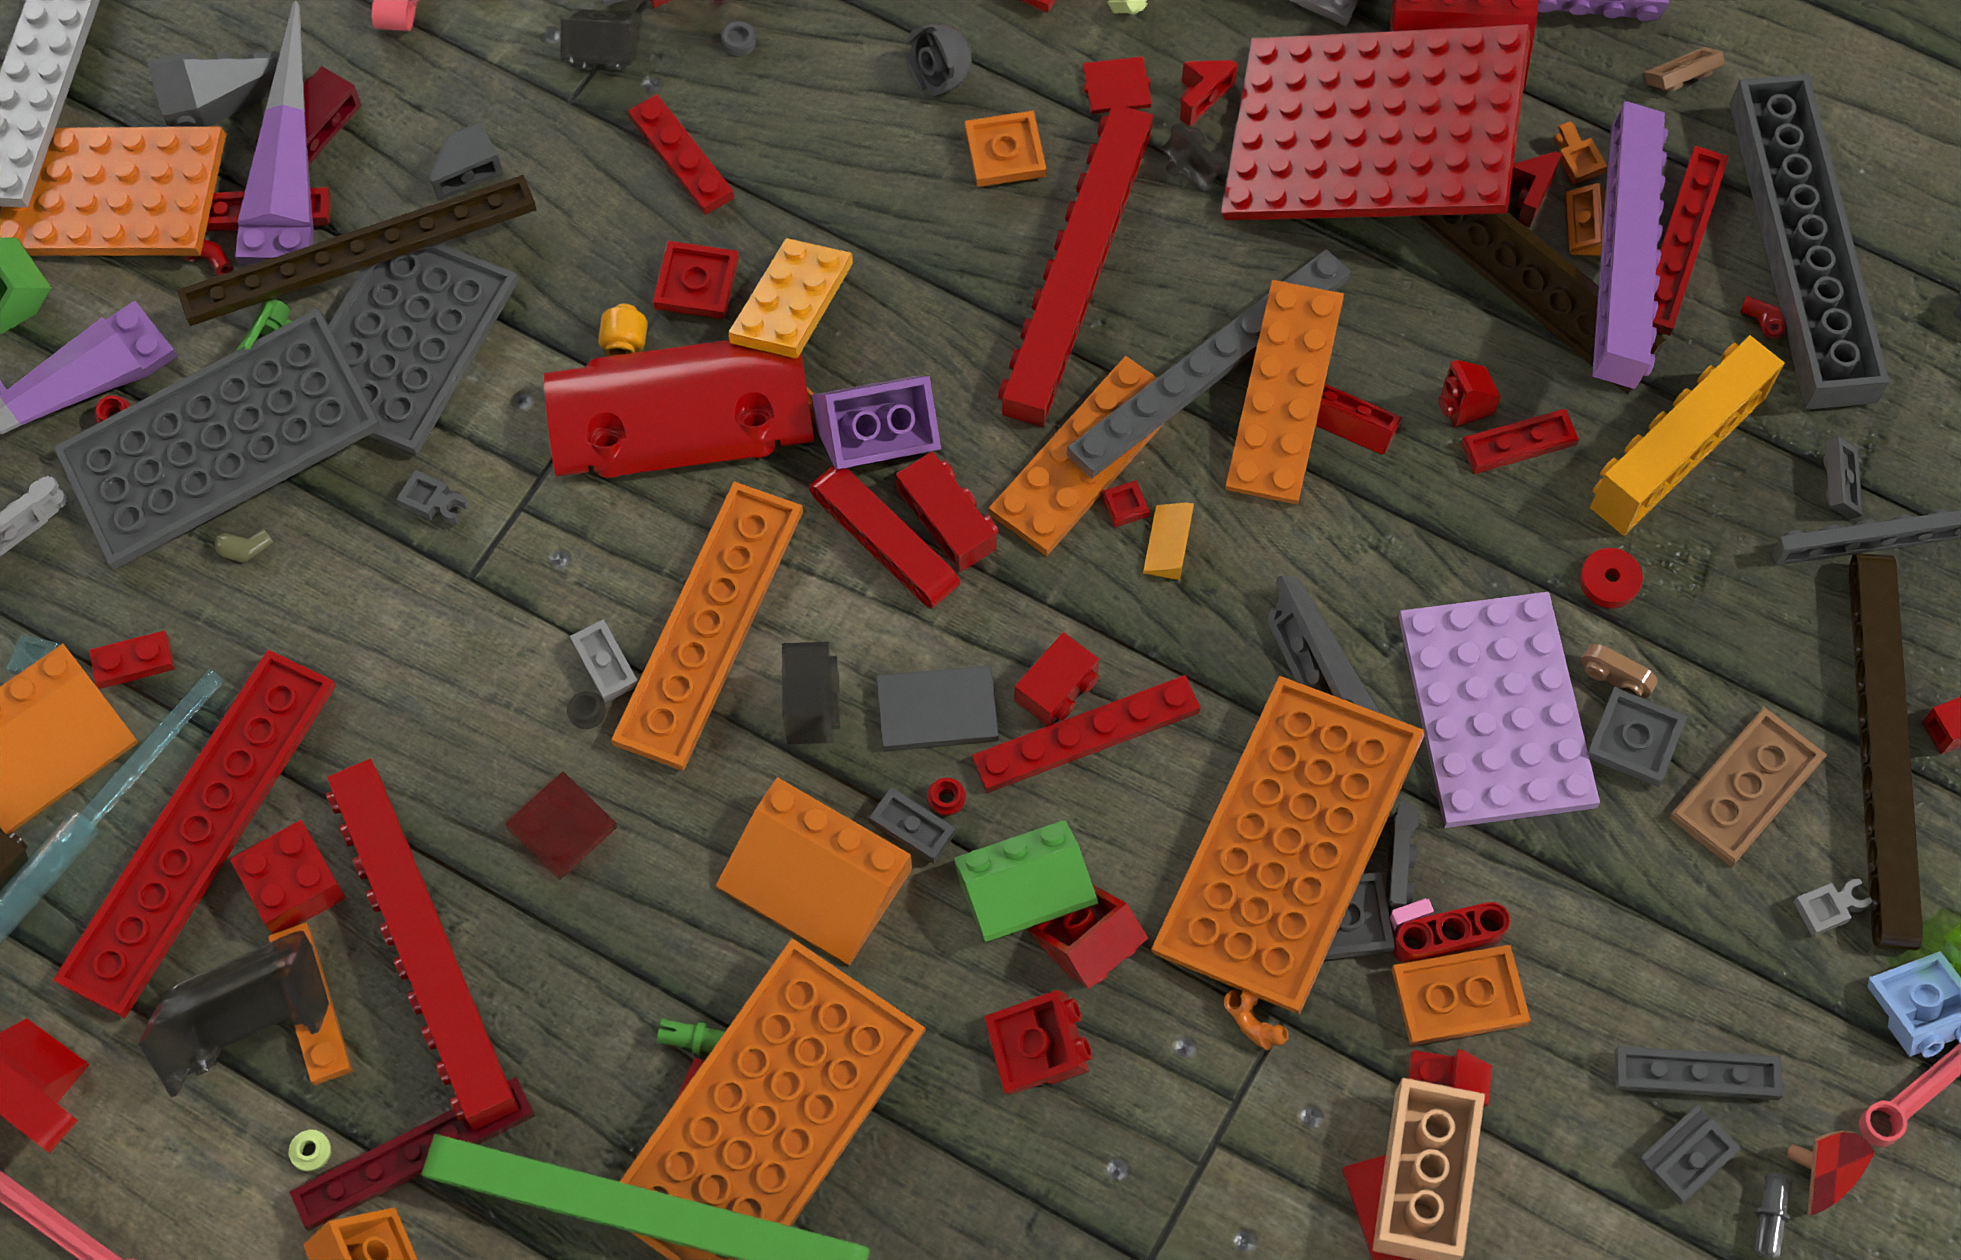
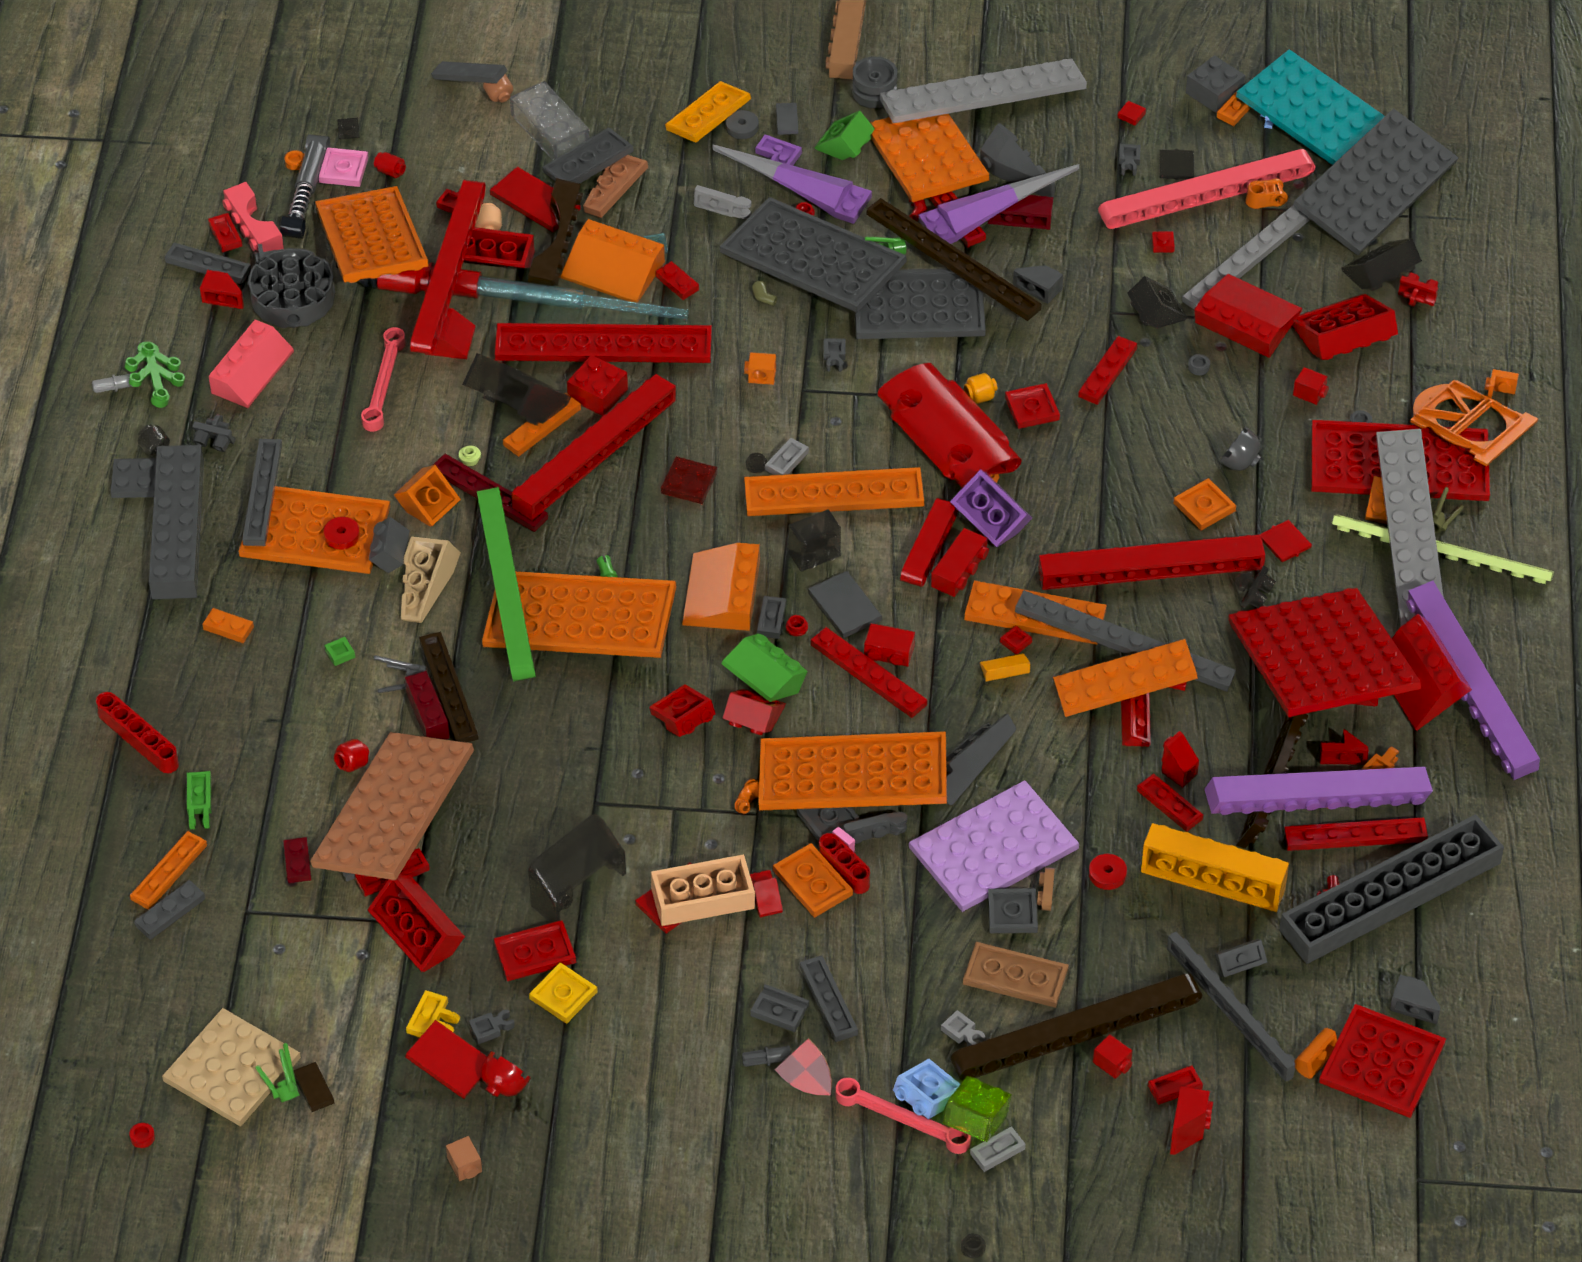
camera: 65 degrees right, 15 degrees down
(400, 616) = (761, 368): none -> orange brick
(791, 298) = (1043, 445): light orange plate -> none
(1206, 85) = (1309, 579): red slope -> none
(1692, 65) = (1471, 793): medium nougat plate -> none

